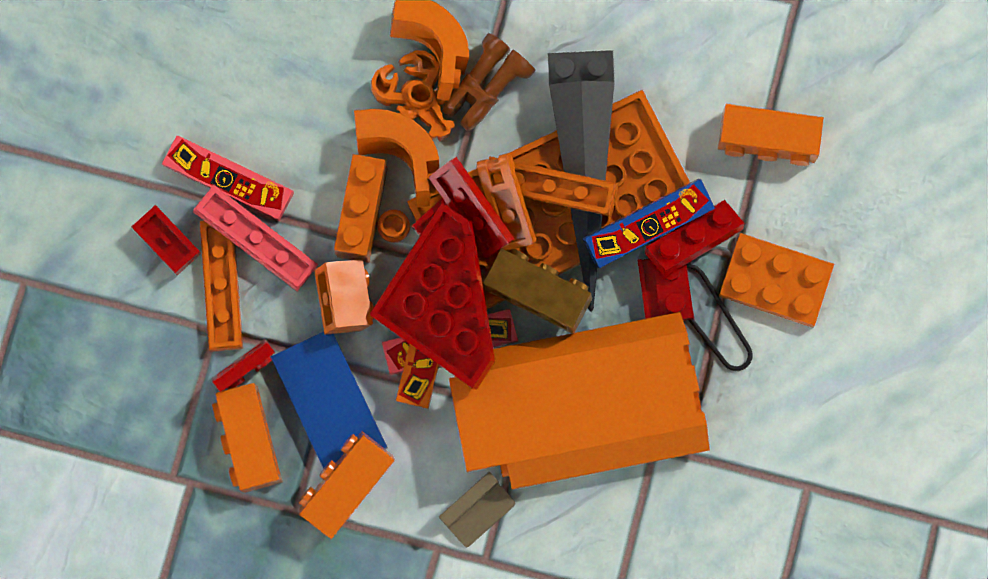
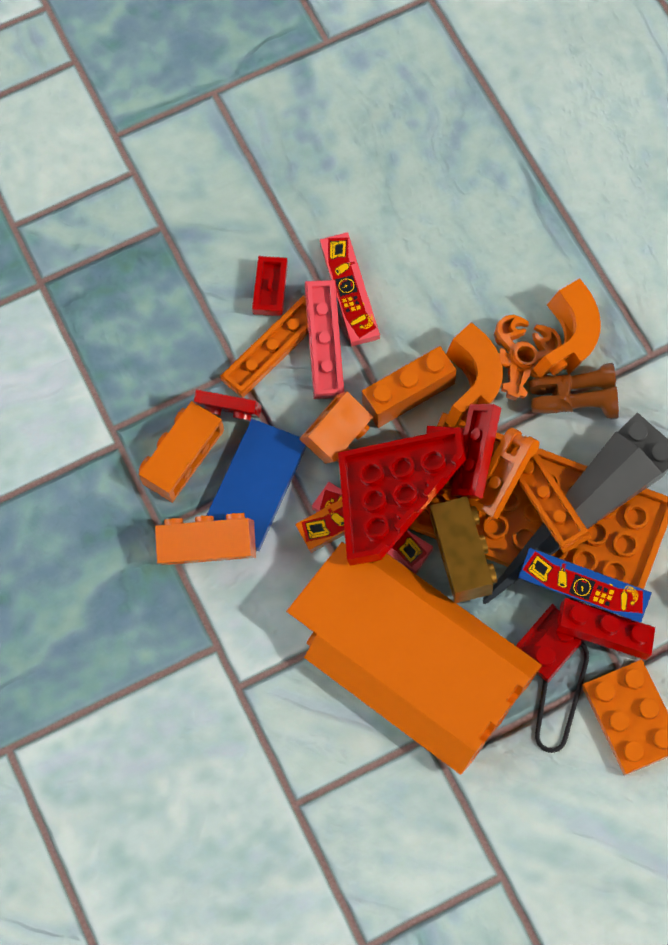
camera: 50 degrees right, 10 degrees down
(393, 226) = (416, 420): orange plate -> none
(477, 510) = (269, 648): dark tan panel -> none

